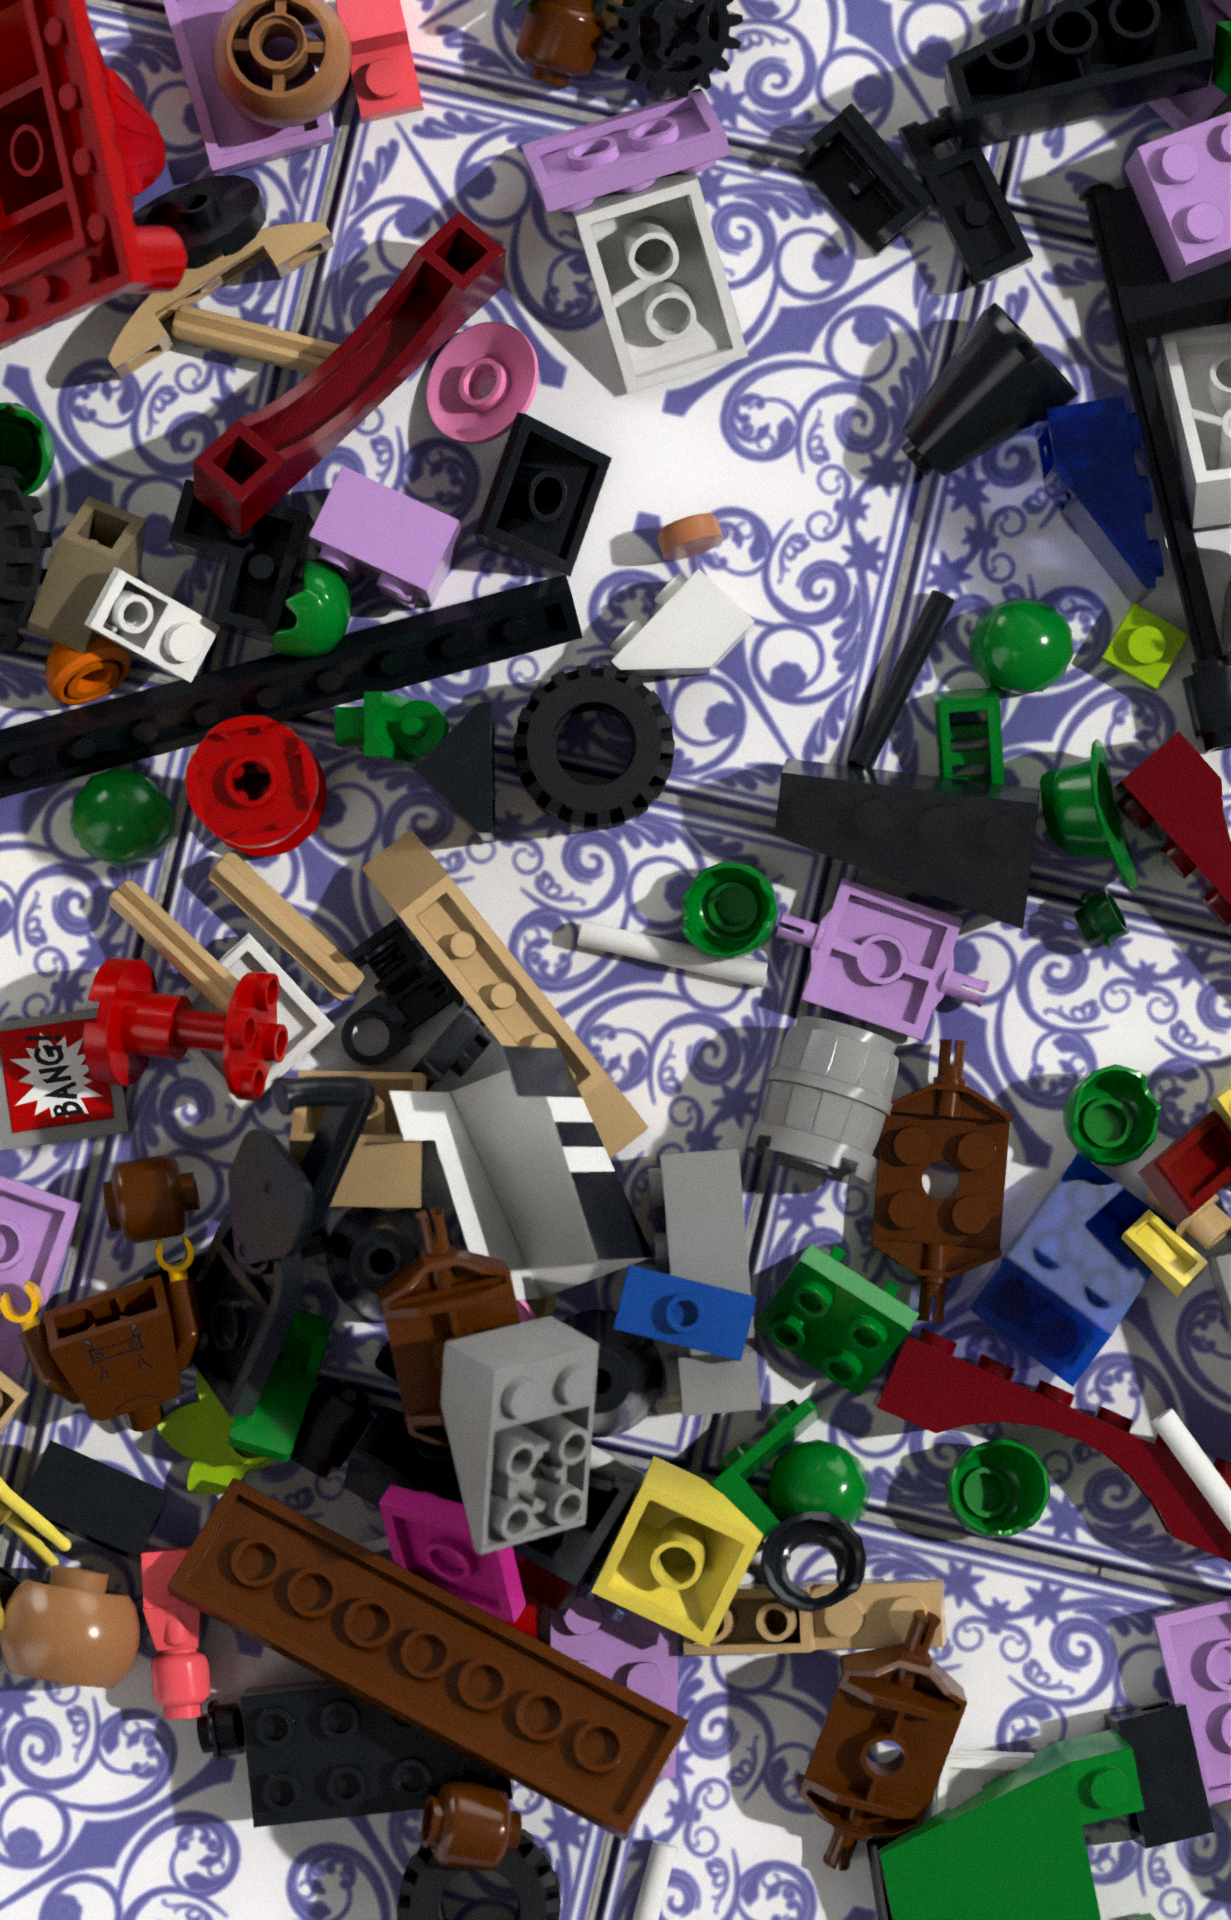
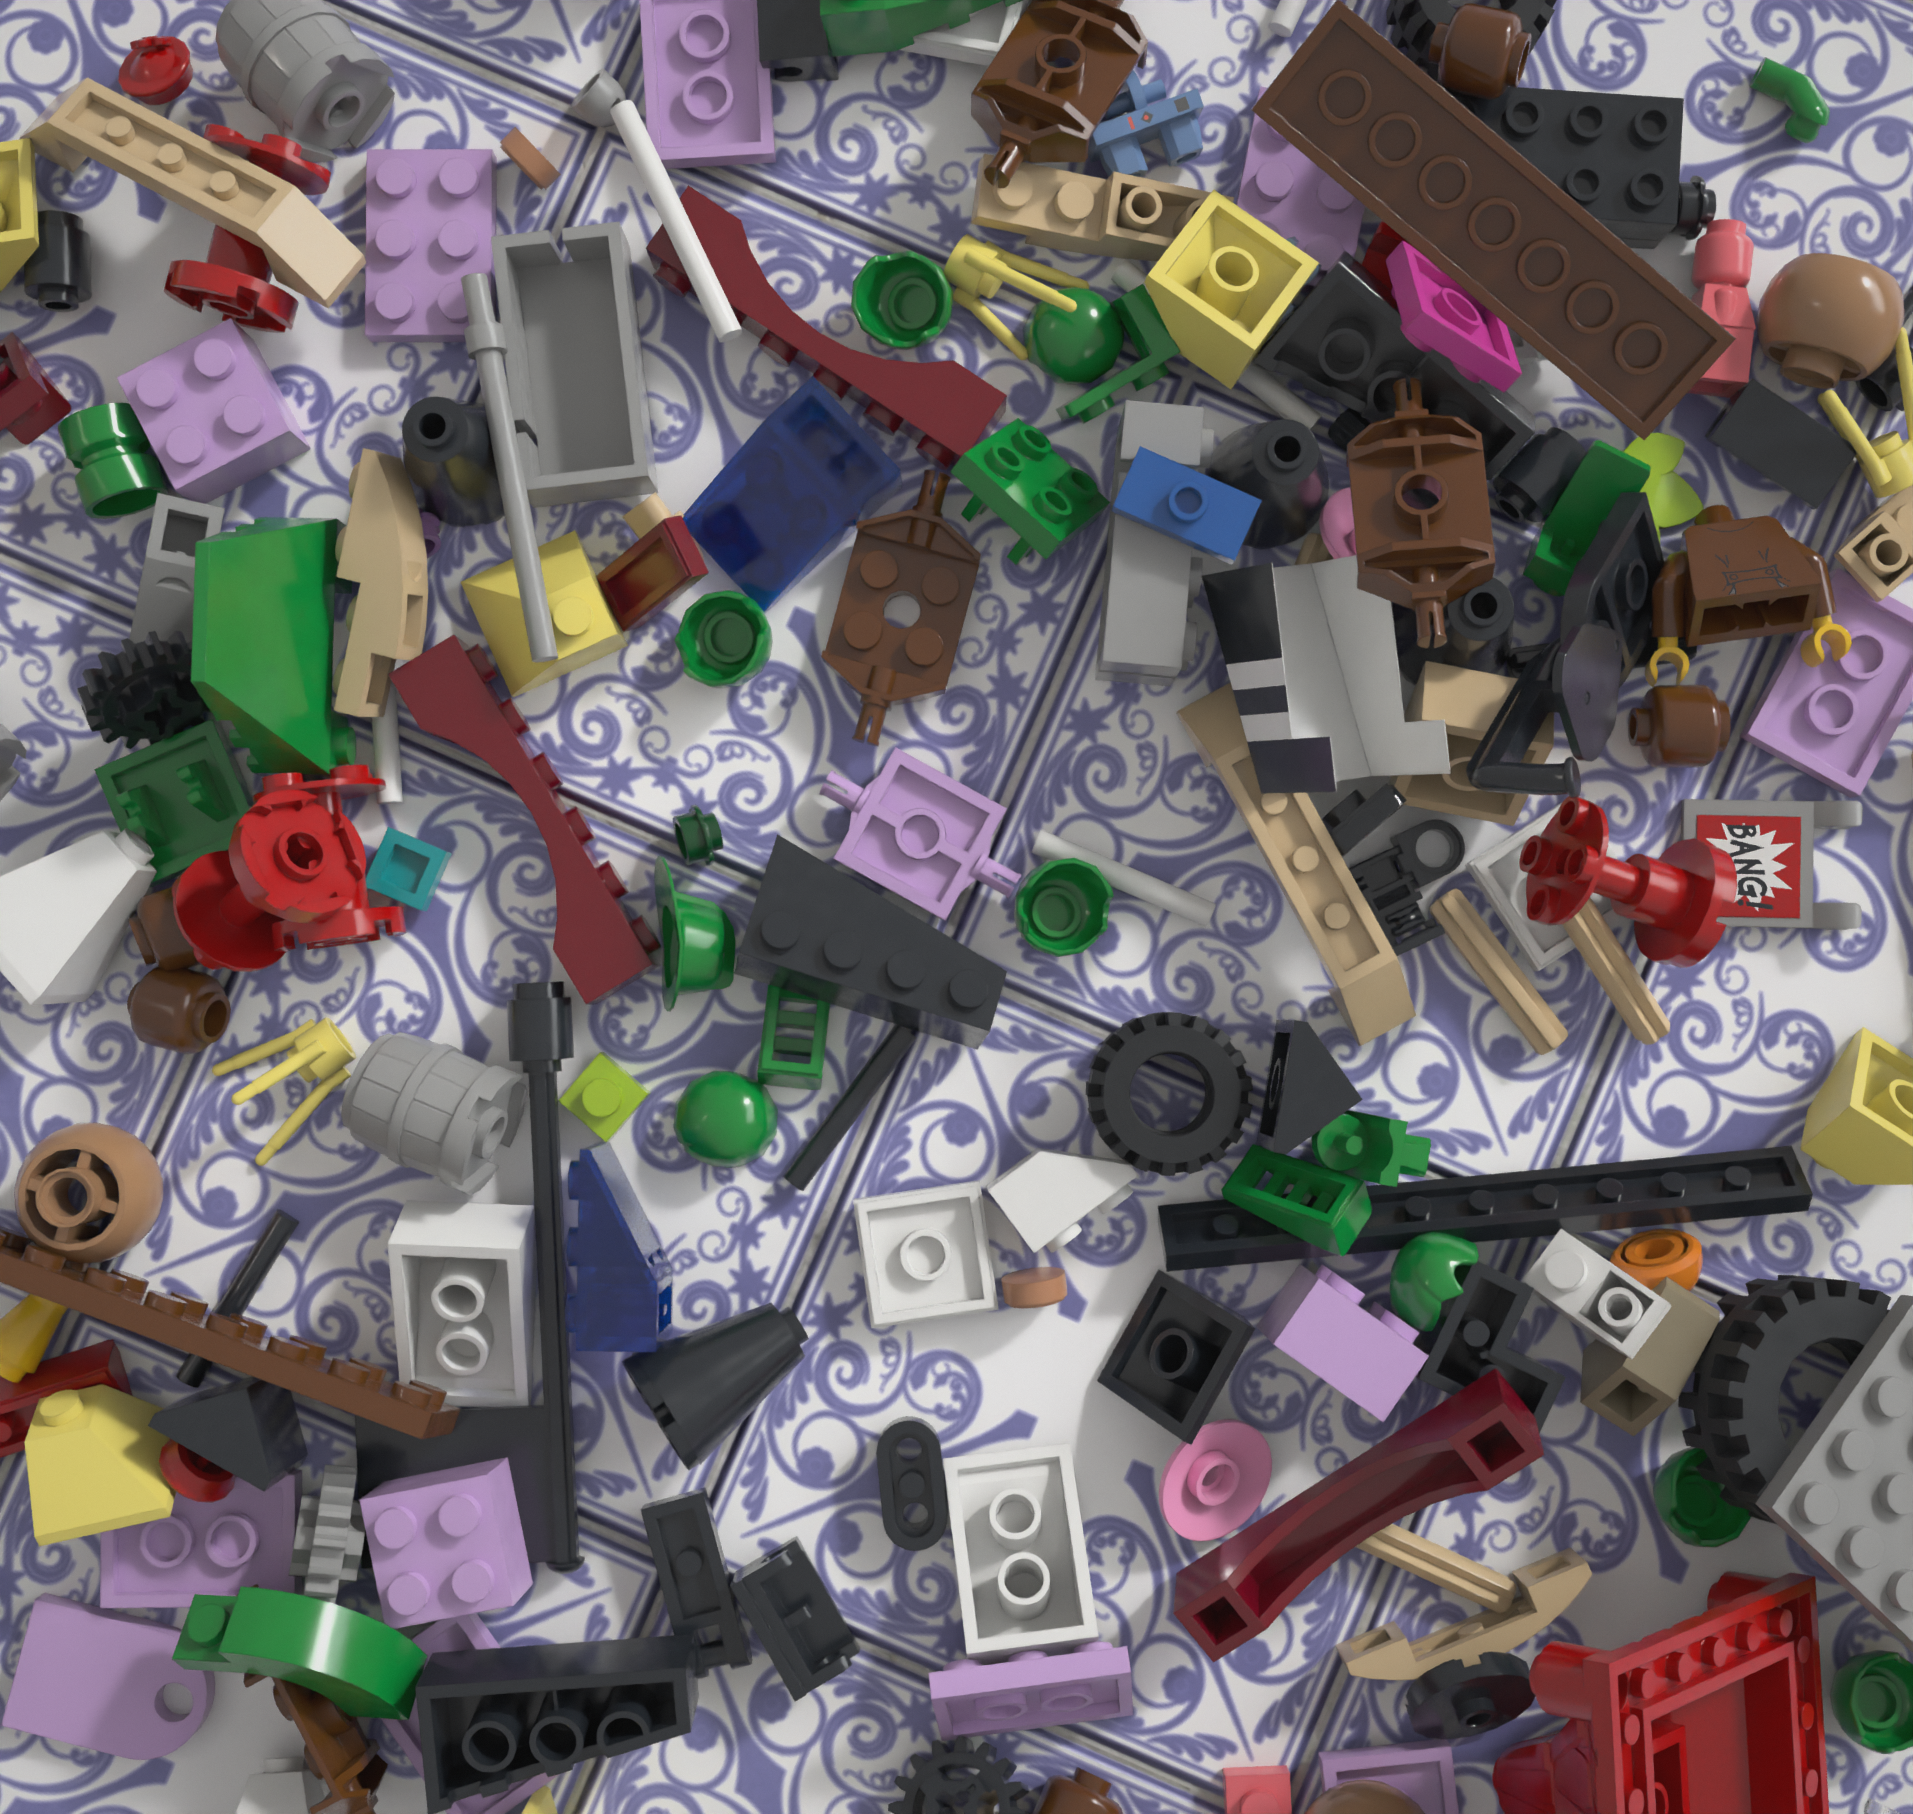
camera: 170 degrees left, 0 degrees up
(123, 818) = (1641, 1107): green hair -> none
(125, 1866) = (1798, 93): none -> green arm
(256, 786) = (1519, 1111): red piece -> none
(414, 650) = (1333, 1219): none -> green slope
(521, 1428) = (1377, 411): light grey slope -> none
(757, 1722) = (1171, 121): none -> medium blue hips
(775, 329) = (911, 1481): none -> black plate
(801, 550) = (925, 1254): none -> white plate
(814, 1529) = (1085, 289): black piece -> none
(827, 1100) = (1000, 701): light grey piece -> none
(926, 1537) = (983, 267): none -> light yellow plant
(1165, 1252) = (697, 497): light yellow piece -> none

